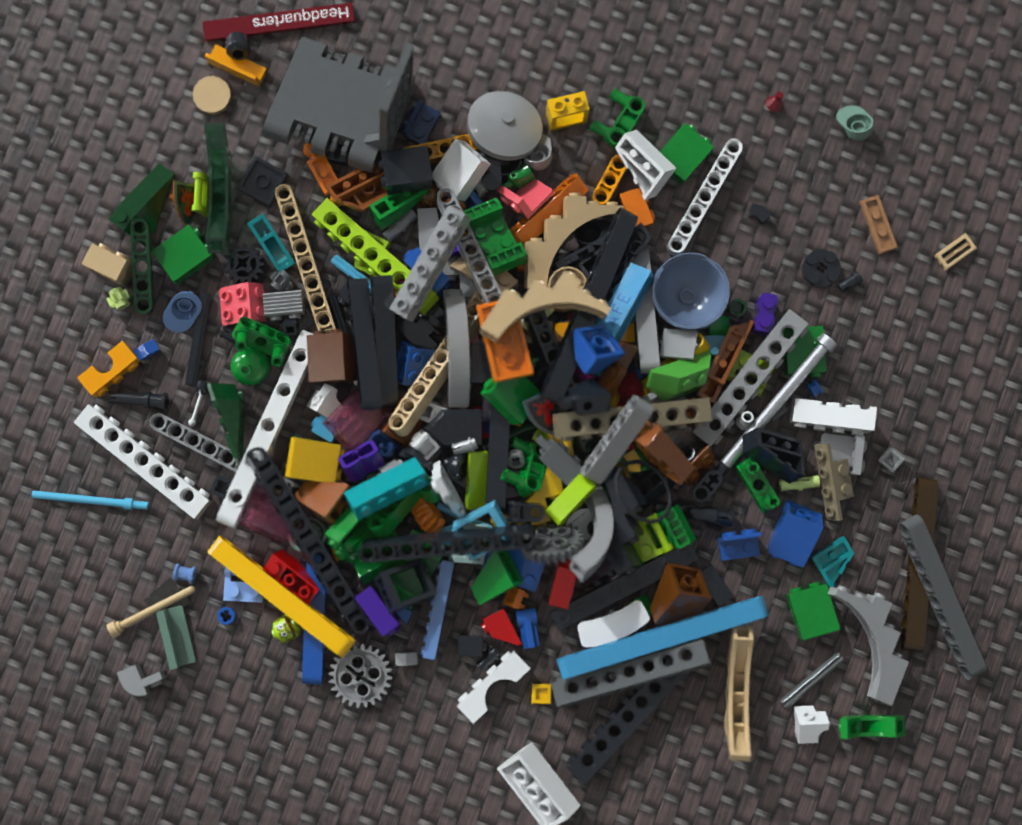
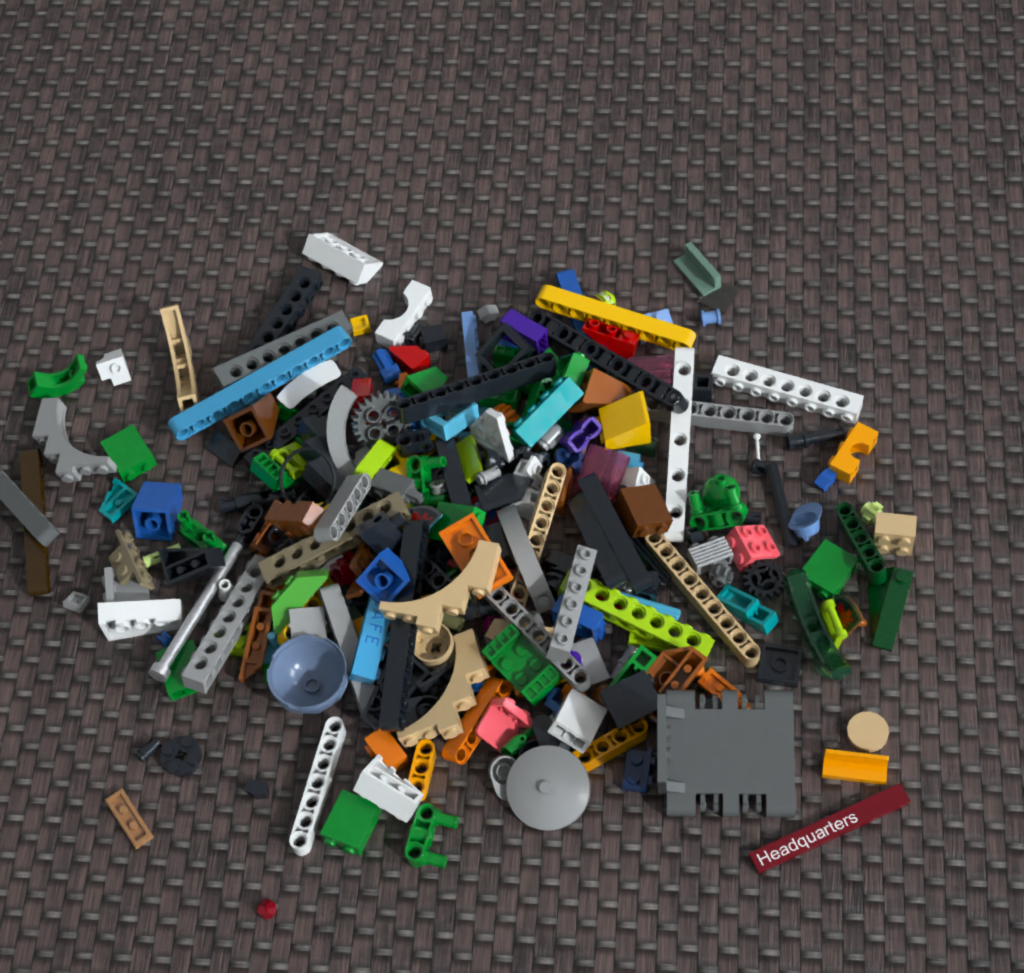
camera: 175 degrees right, 25 degrees down
(116, 628) = (753, 262): tan piece -> none
(127, 503) = (786, 355): medium azure bar -> none
(134, 680) = (715, 228): light grey brick -> none
(230, 406) = (724, 449): dark green wedge -> none
(231, 612) = (660, 294): blue bush -> none
(237, 46) = (860, 783): black head -> none
(350, 690) = (518, 288): light grey gear -> none
(412, 362) = (560, 536): blue bracket -> none
(567, 114) = (477, 823): yellow window -> none
(737, 308) = (258, 691): dark green tile -> none
(739, 546) = (209, 487): blue bracket -> none
(764, 318) = (229, 690): dark purple brick -> none
(810, 681) = (118, 403): dark grey axle -> none
(856, 122) = (174, 913): sand green cap -> none
(943, 260) = (45, 818): tan tile -> none

